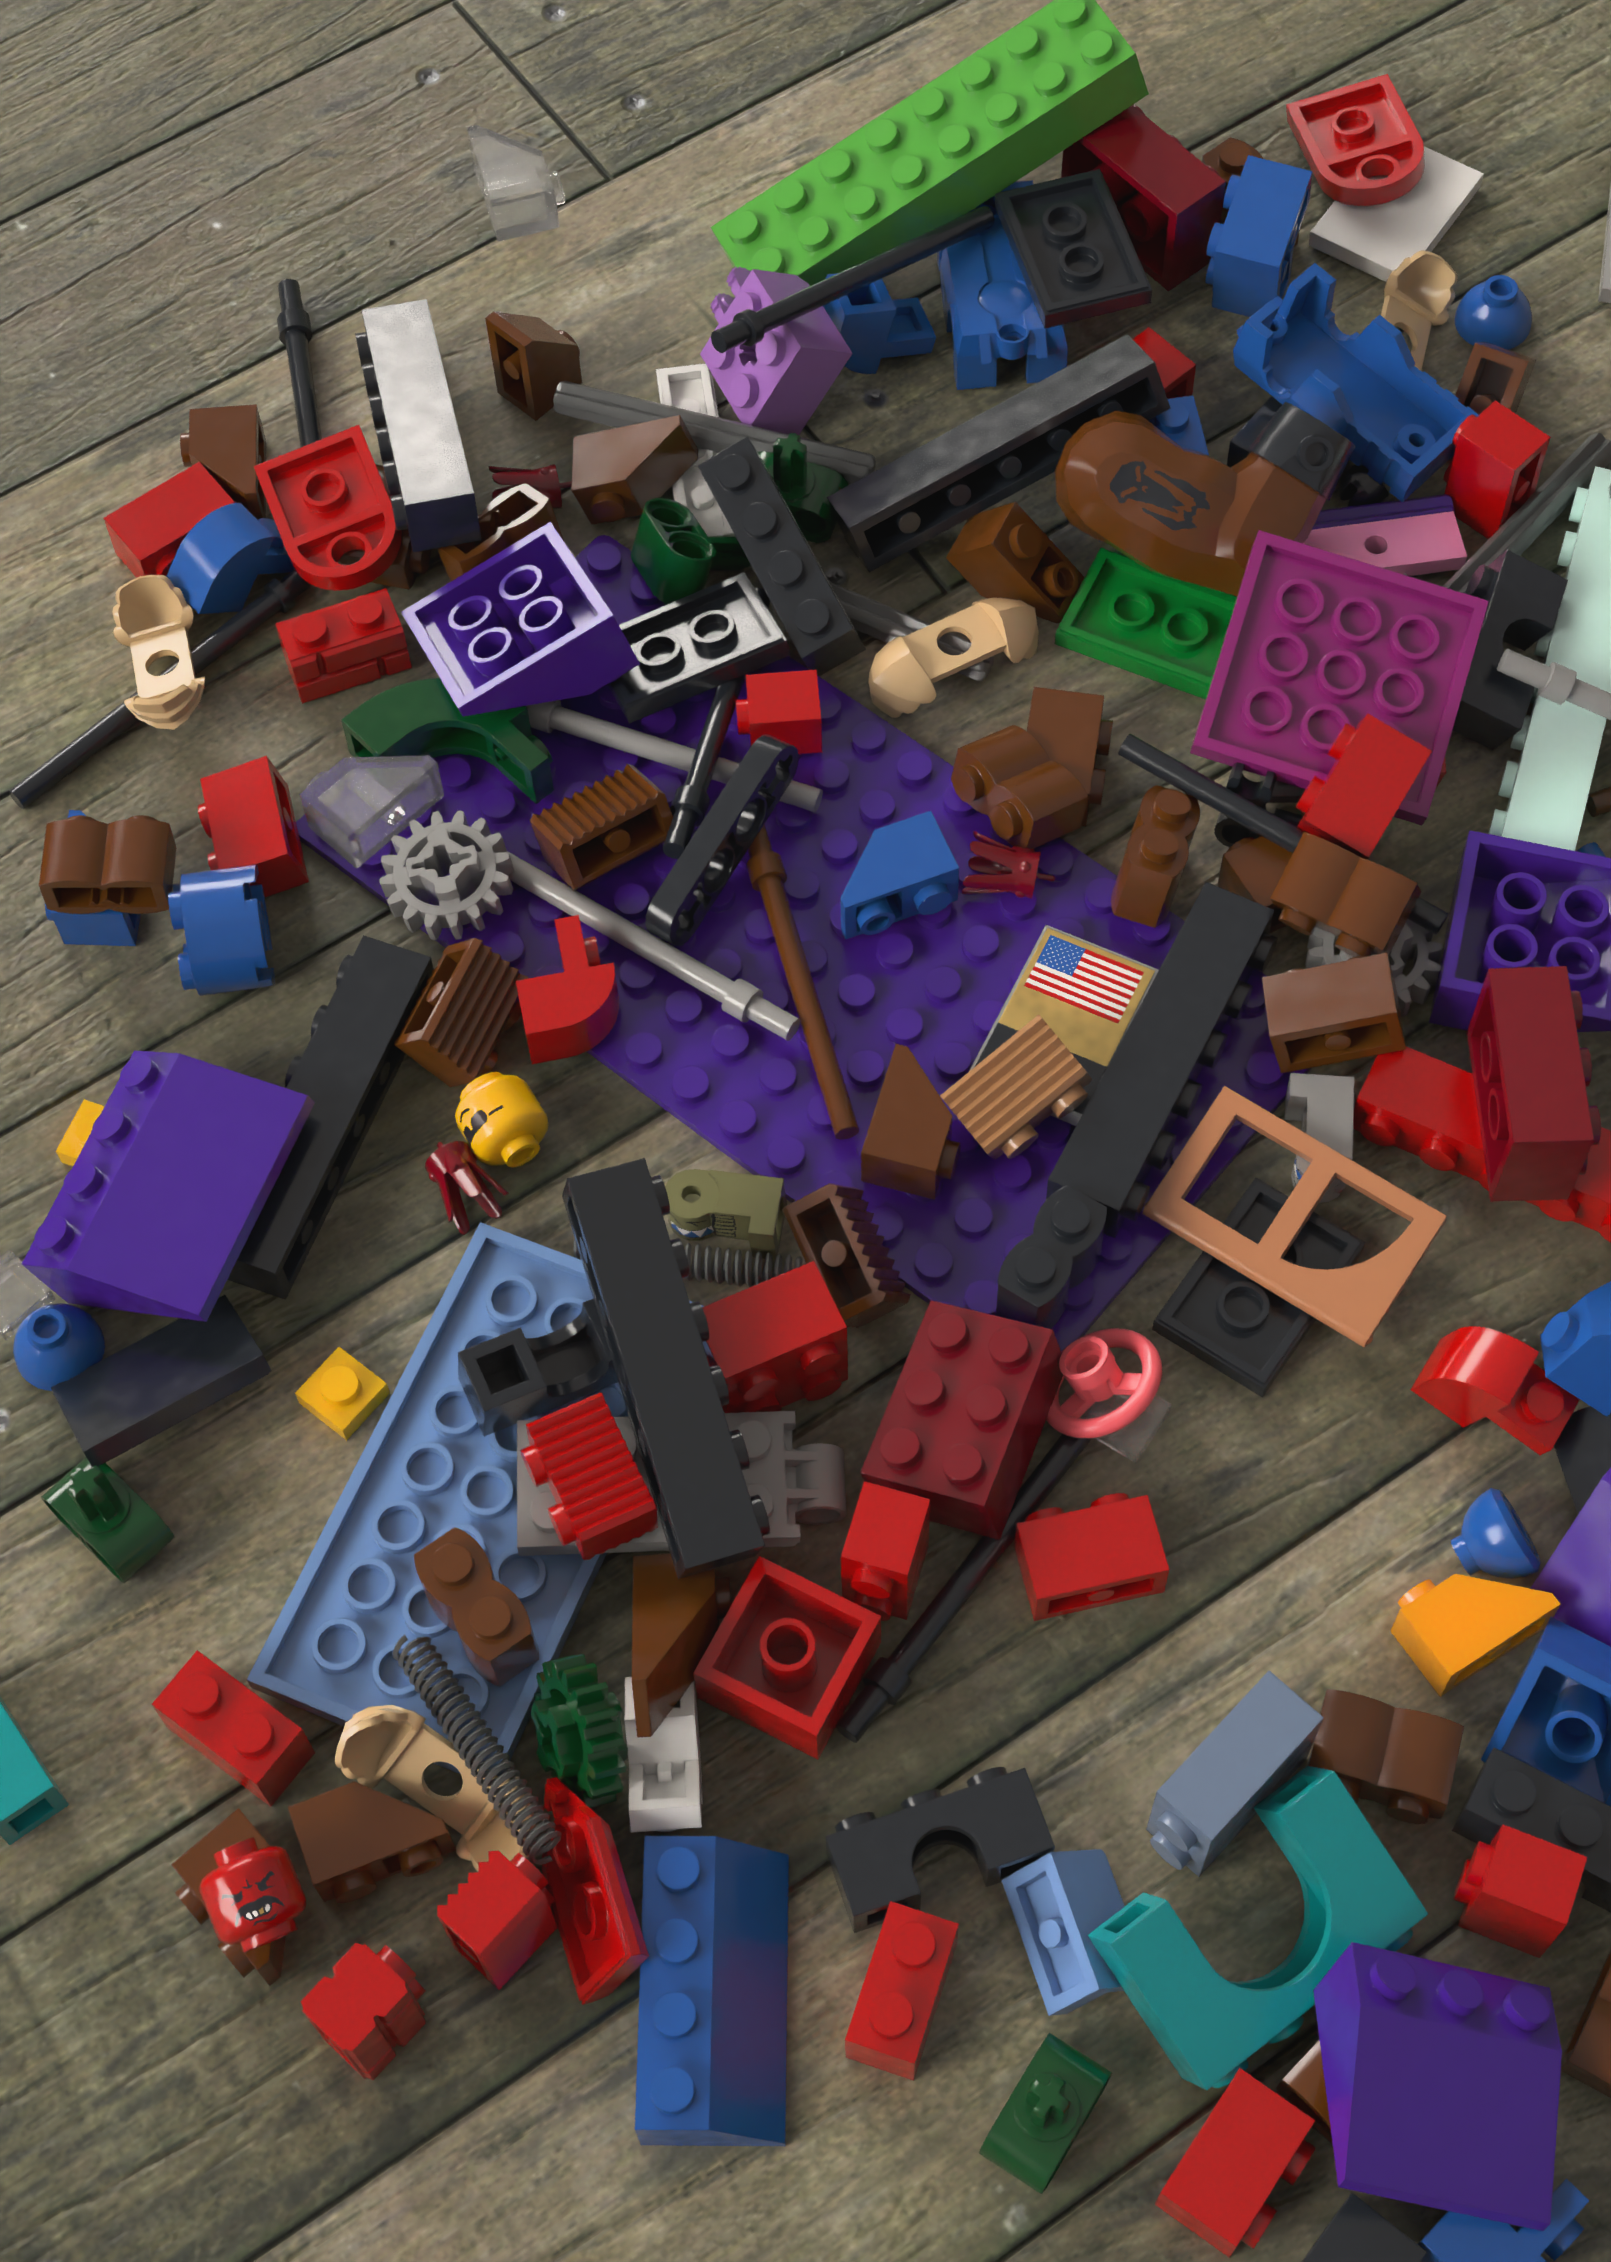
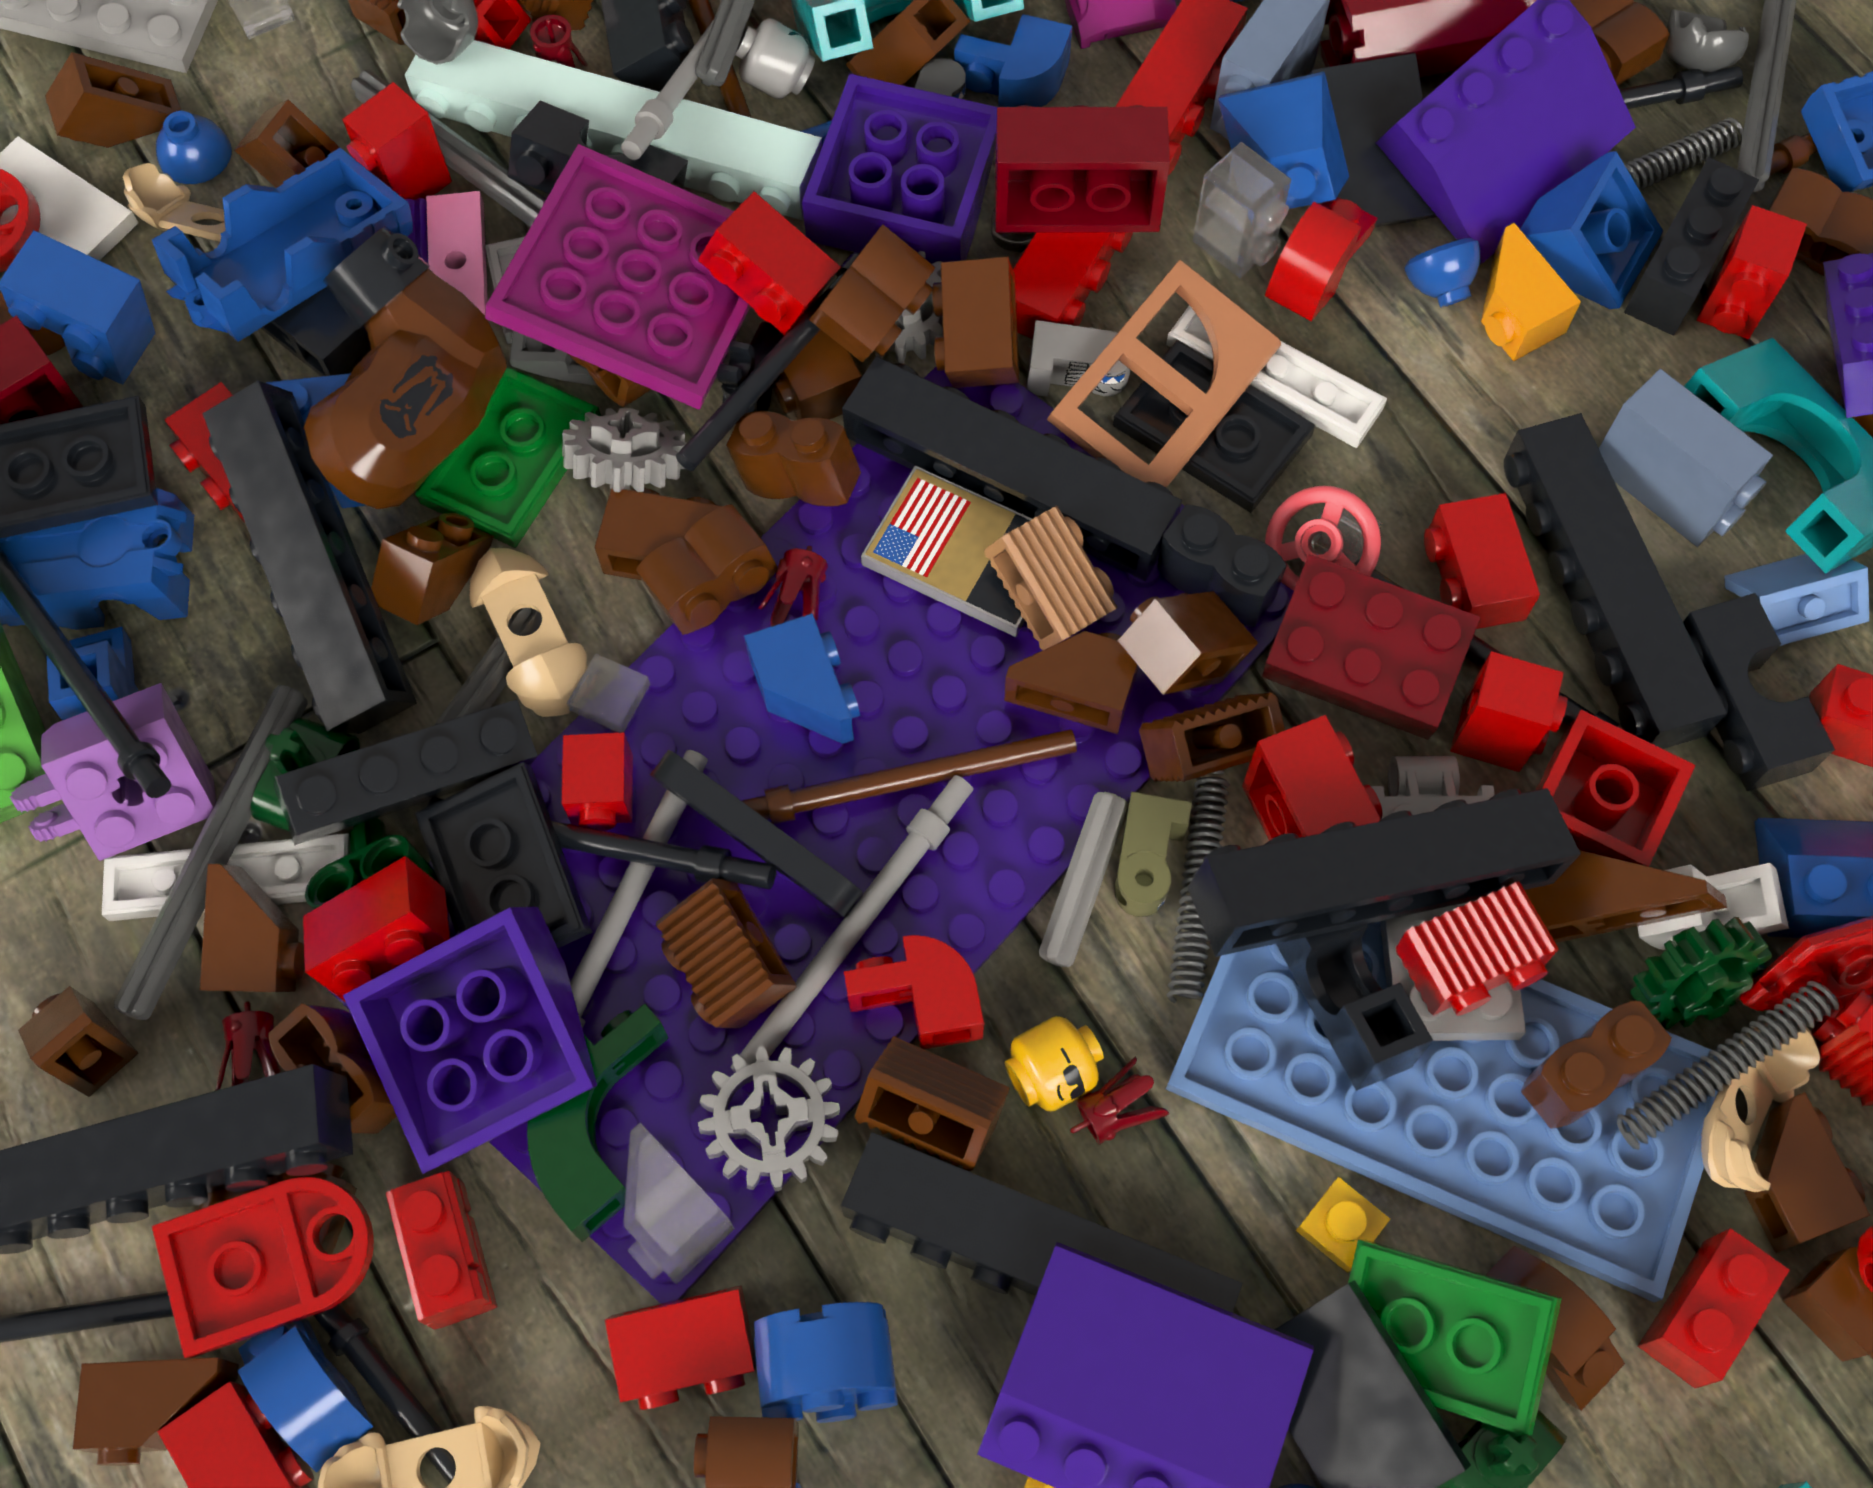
camera: 90 degrees left, 5 degrees up
(216, 1461) = (1464, 1334): none -> green tile
(220, 1558) = (1581, 1351): none -> reddish brown brick
(621, 547) = (374, 927): none -> red brick
(695, 1147) = (1083, 879): none -> light grey axle
(883, 722) = (608, 693): none -> clear tile
(944, 1212) = (1186, 640): none -> reddish brown brick
(1078, 1697) = (1612, 584): none -> black brick
(1157, 706) = (623, 449): none -> light grey gear
(1324, 1382) = (1301, 384): none -> white tile
(1388, 1754) = (1629, 353): reddish brown brick -> none
(1533, 239) = (108, 102): none -> reddish brown slope
(1535, 1283) = (1241, 210): none -> clear brick

